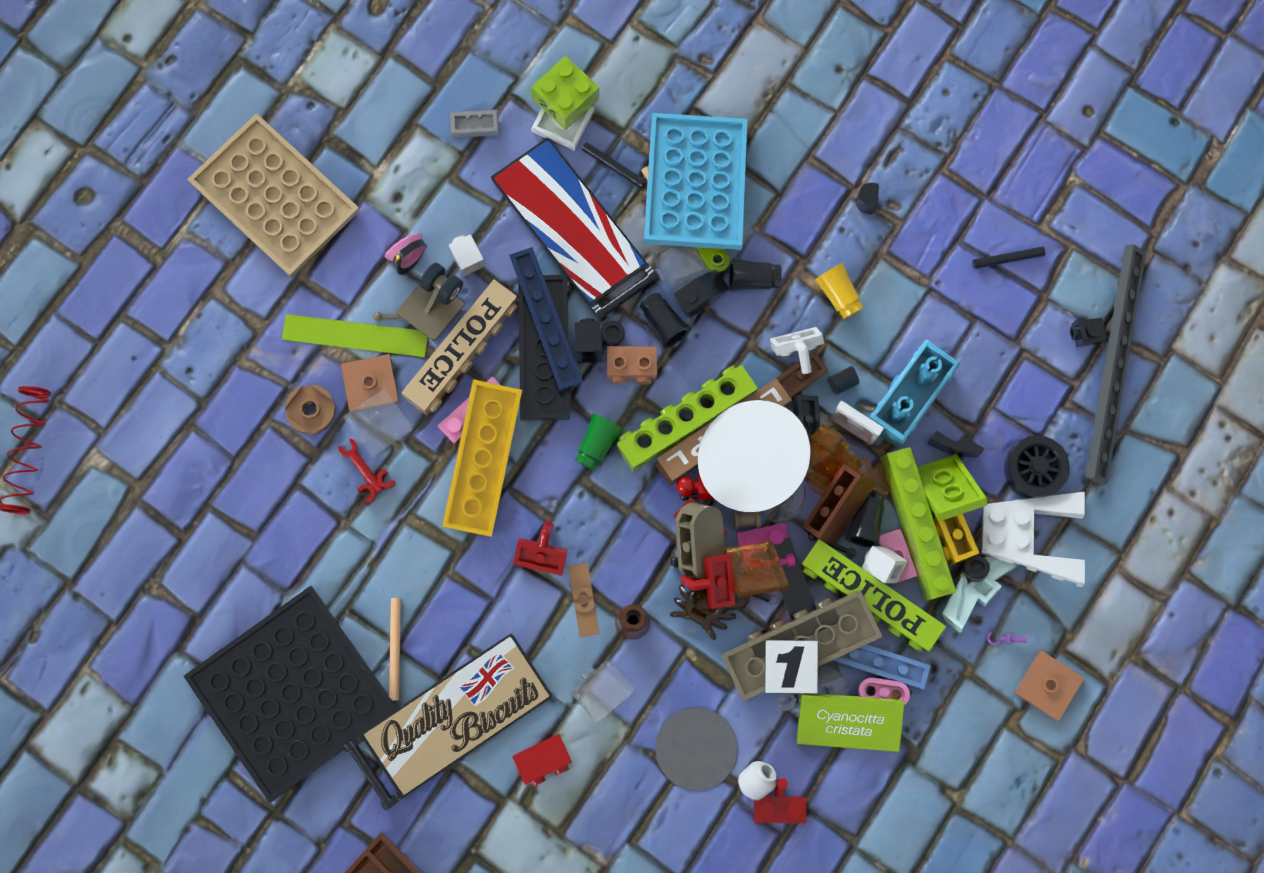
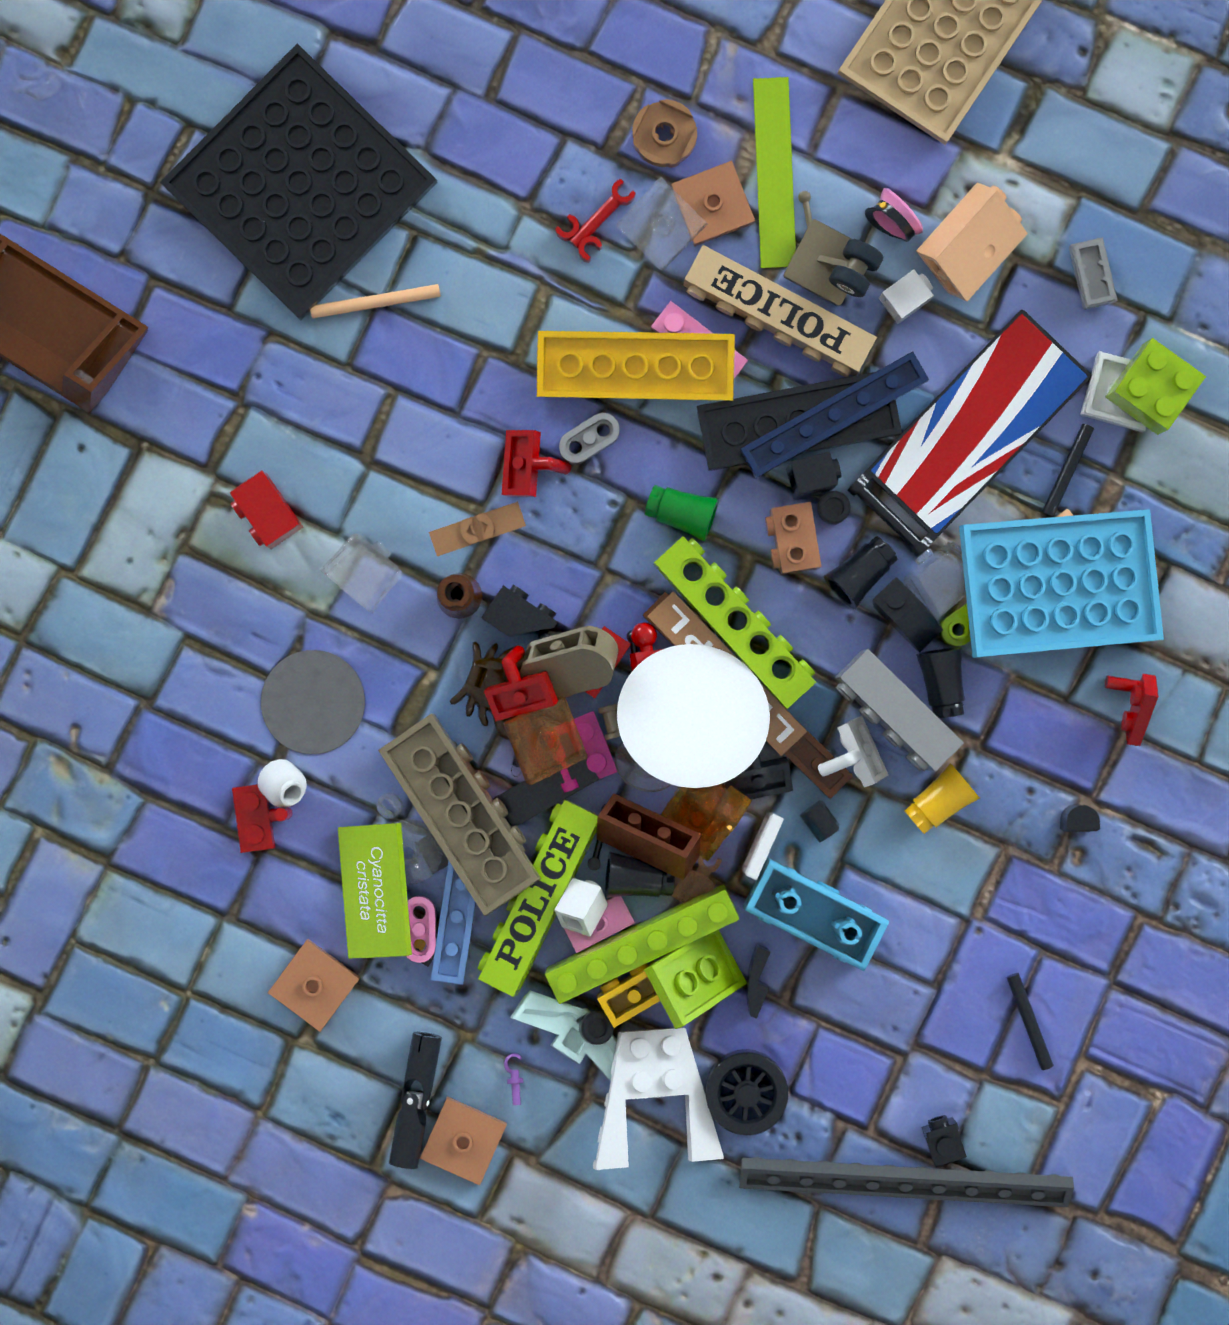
camera: 90 degrees right, 10 degrees up
(436, 200) = (972, 241): none -> light nougat piece
(450, 719) = (298, 387): flag -> none
(530, 503) = (590, 440): none -> light grey plate
(656, 578) = (516, 616): none -> black slope
(771, 309) = (898, 710): none -> light grey brick
(791, 666) = (428, 804): white tile -> none
(793, 138) = (1142, 701): none -> red plate
(916, 782) = (314, 985): none -> nougat plate
(1030, 722) = (412, 1116): none -> black piece

